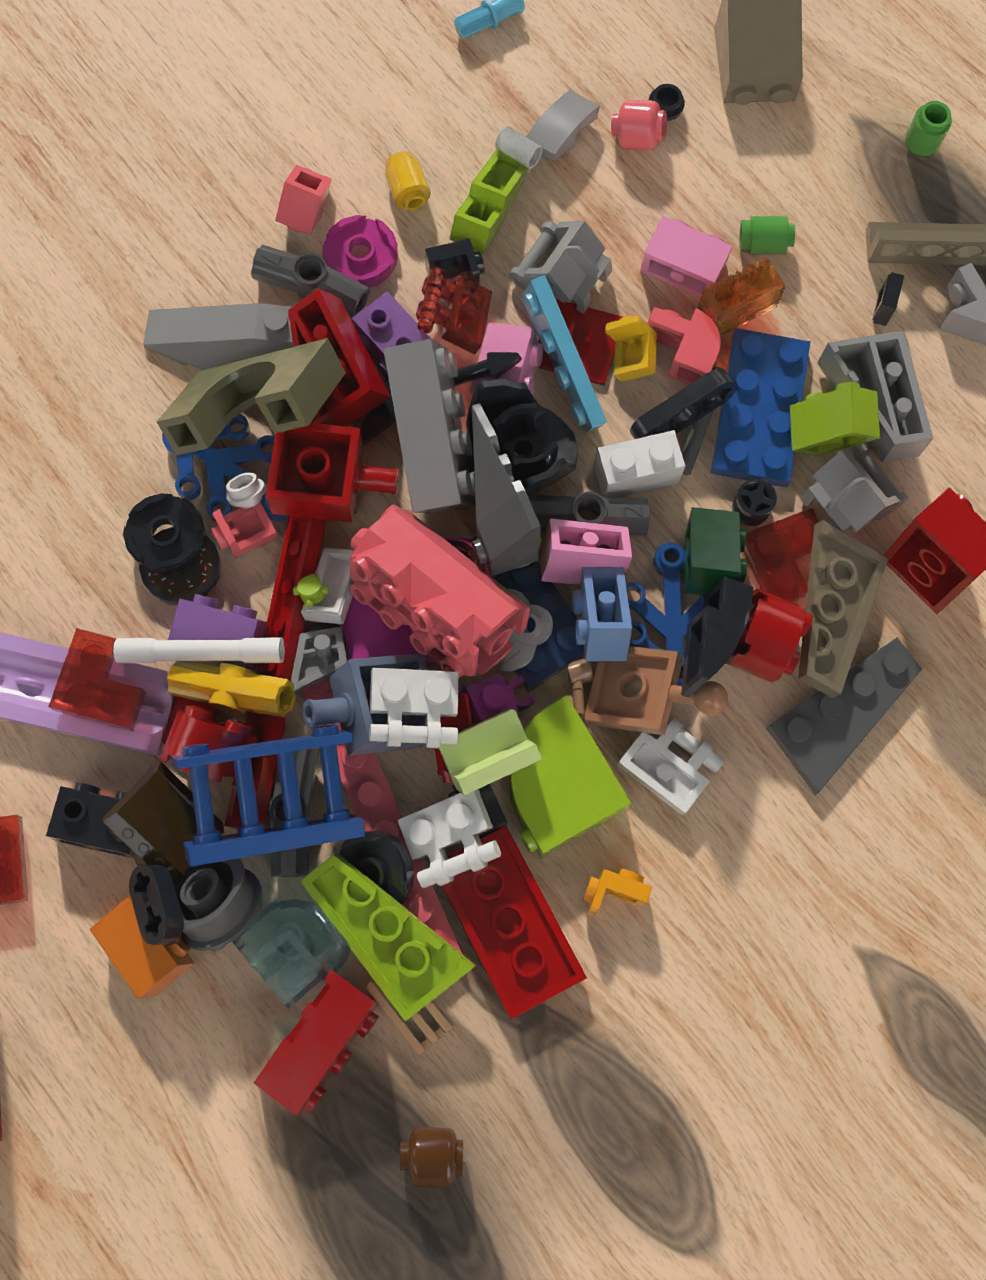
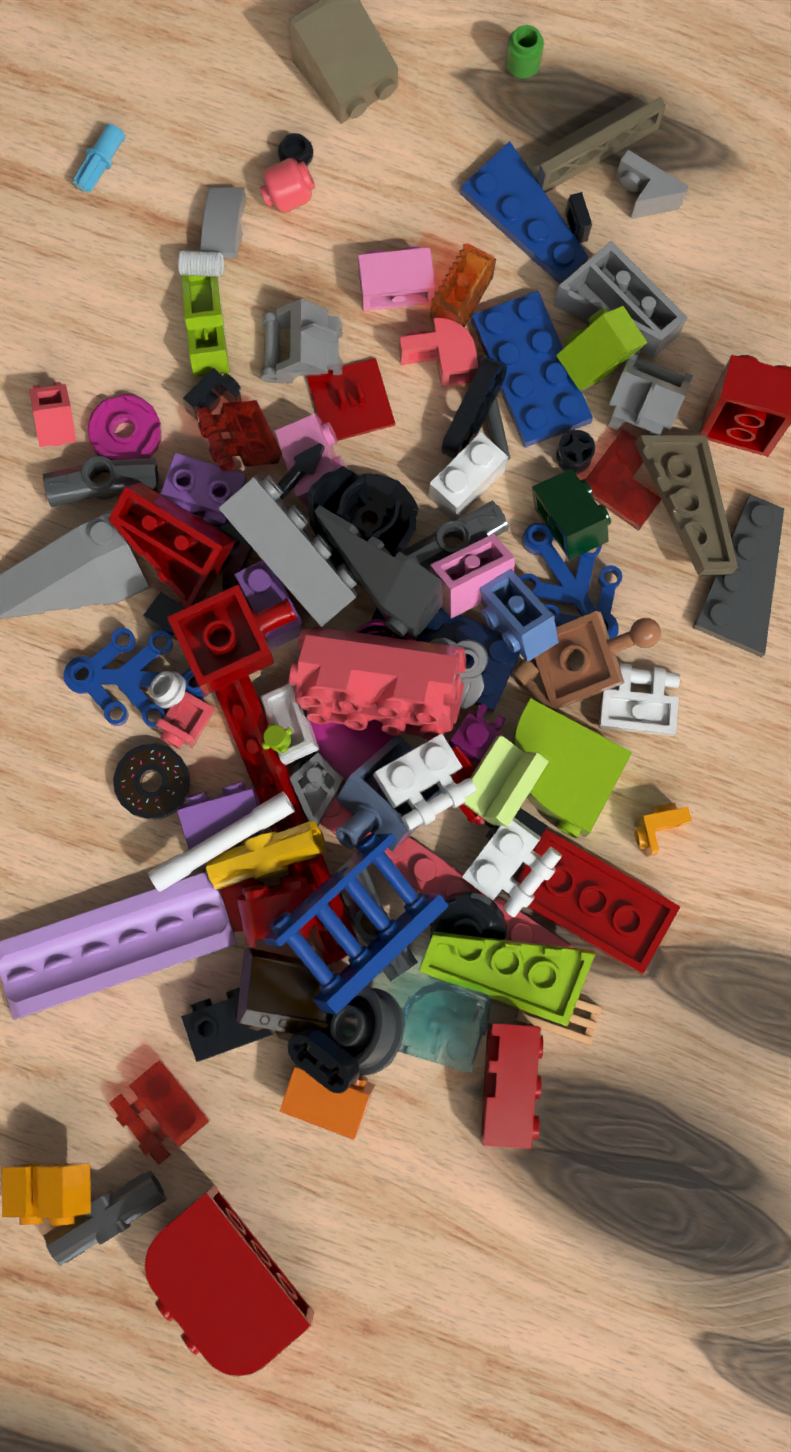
camera: 30 degrees left, 5 degrees up
(85, 687) = (147, 927): clear red plate -> none
(174, 553) = (140, 779): black tile -> none
(284, 384) = (160, 574): olive arch -> none
(382, 450) = (262, 590): none -> medium lavender brick
(407, 181) = (126, 347): yellow brick -> none
(432, 1157) = (650, 1113): reddish brown head -> none
(559, 346) = (345, 416): medium azure wing -> none
(633, 347) = (402, 381): yellow bracket -> none
(715, 632) = (617, 579): black slope -> none
(766, 235) = (448, 220): bright green brick -> none
(771, 637) = (654, 555): red brick -> none
(840, 265) = (523, 212): none -> blue wing

